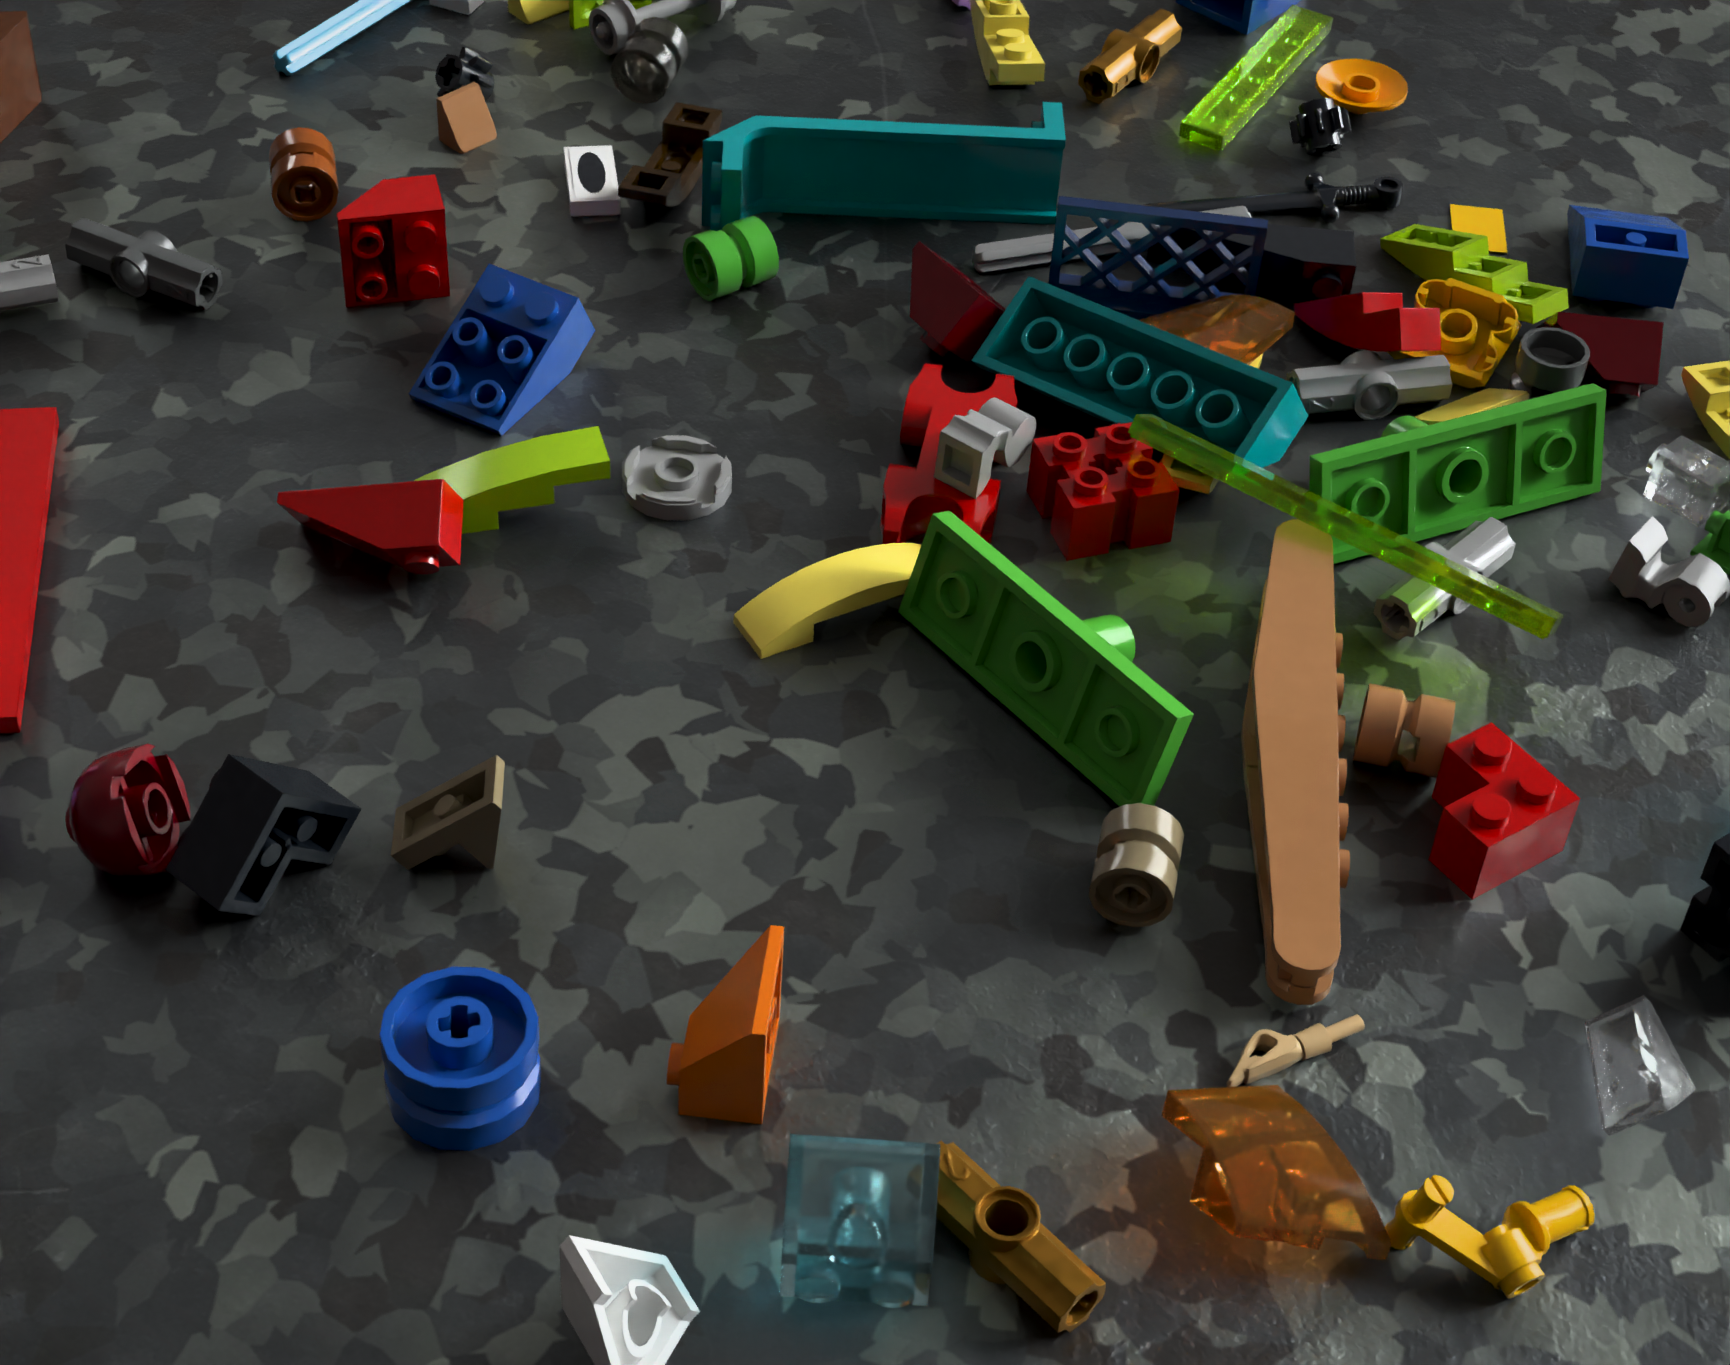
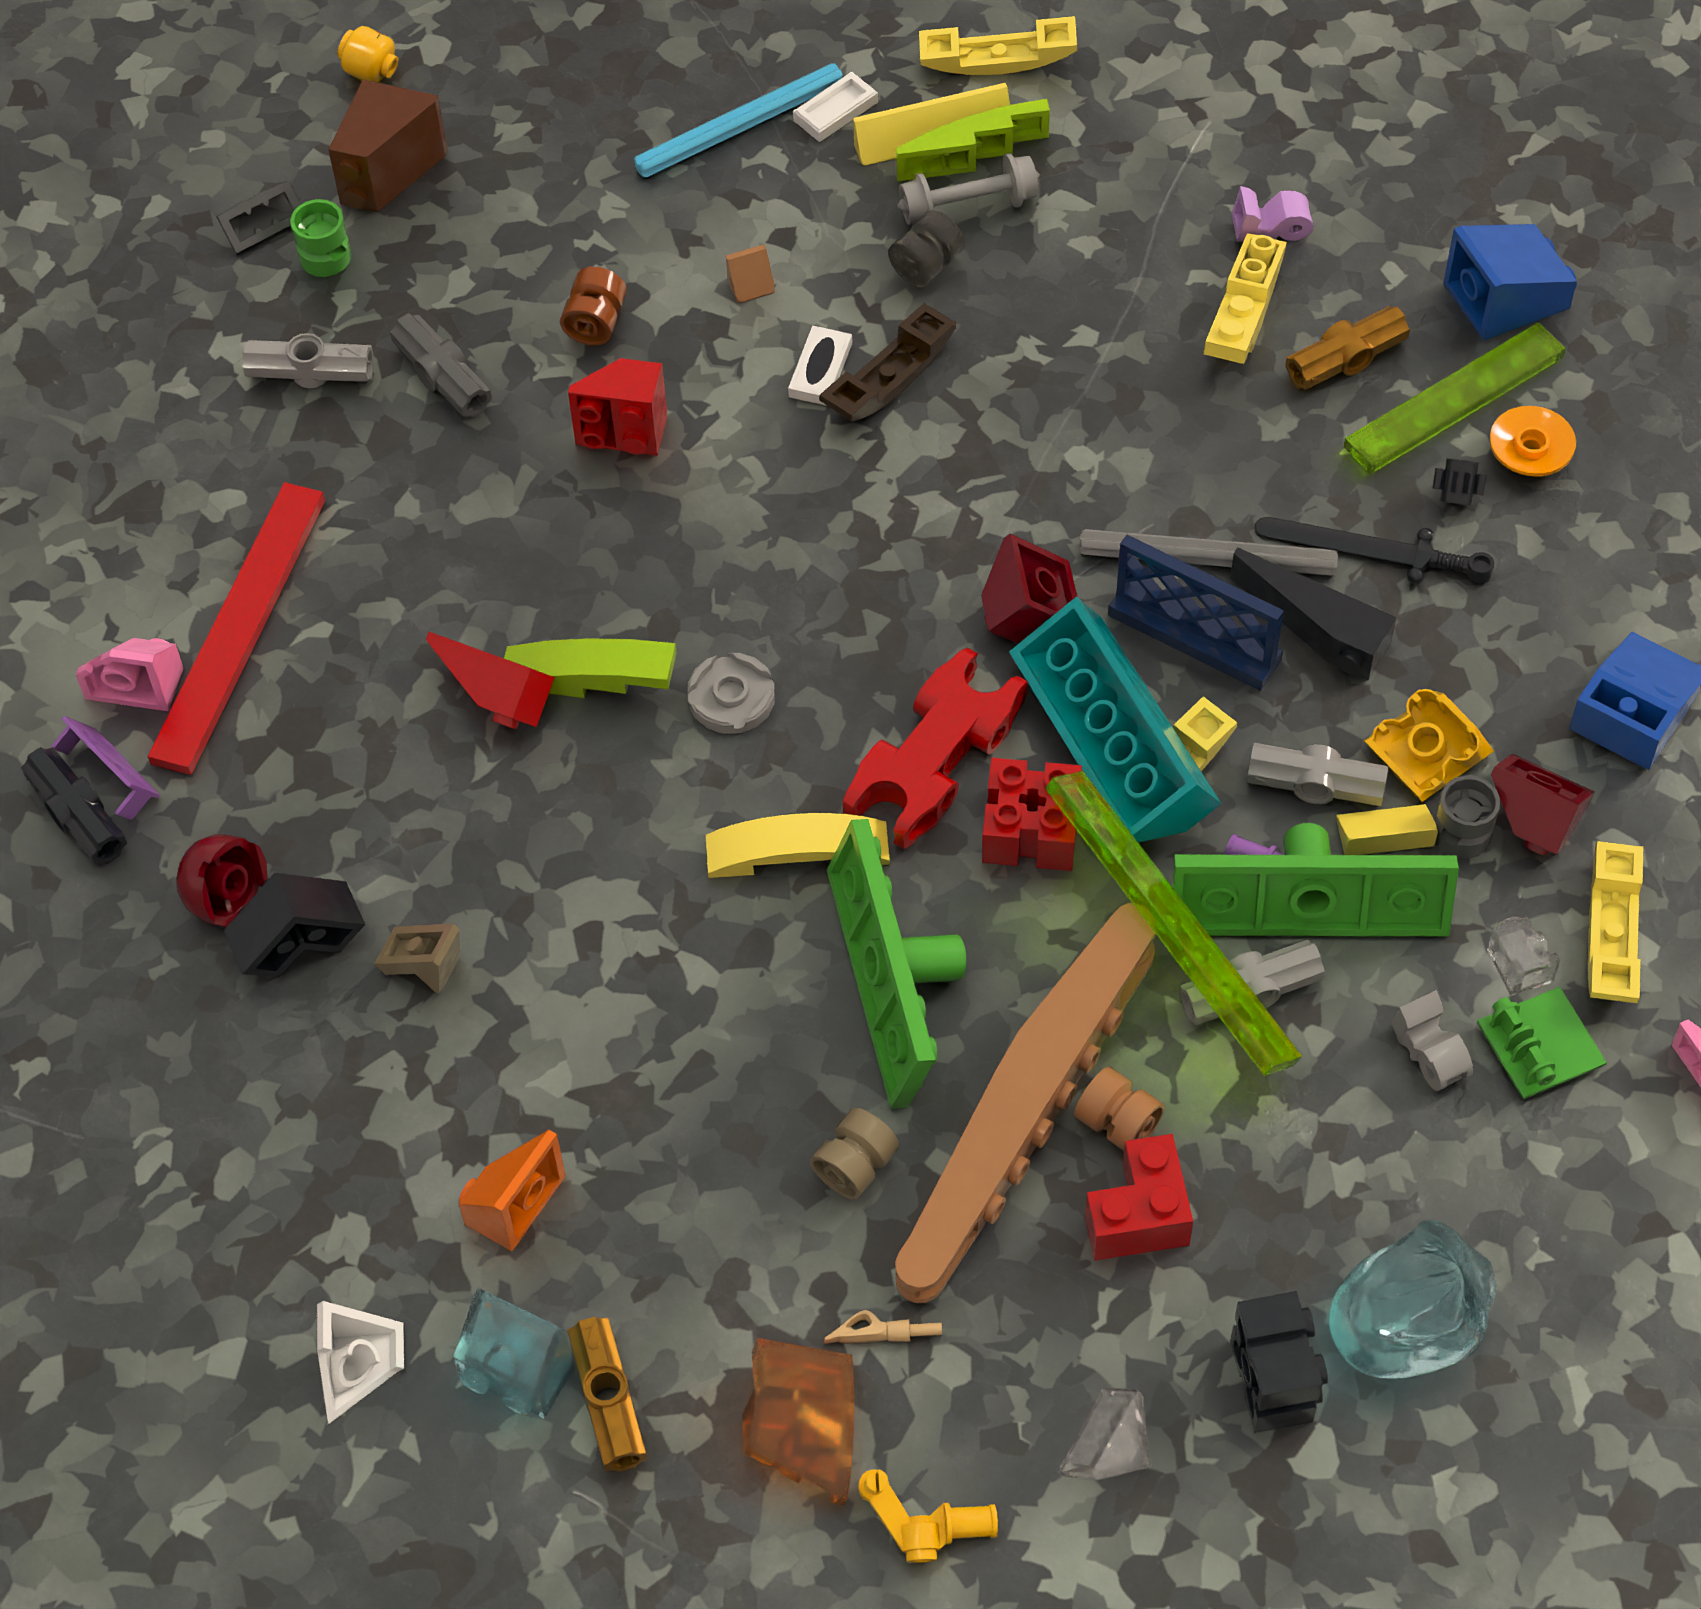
camera: 30 degrees right, 15 degrees up
(459, 71) = (767, 228): black gear -> none
(461, 1058) = (338, 1140): blue wheel -> none
(504, 351) = (657, 537): blue slope -> none
(730, 258) = (876, 490): bright green wheel -> none
(884, 169) = (1041, 436): teal panel -> none
(977, 439) = (961, 746): light grey leg -> none
(1228, 324) = (1204, 688): clear orange slope -> none
(1373, 322) = (1349, 719): red slope -> none
(1466, 257) = (1489, 683): lime slope -> none
(1481, 221) = (1542, 627): yellow sticker -> none

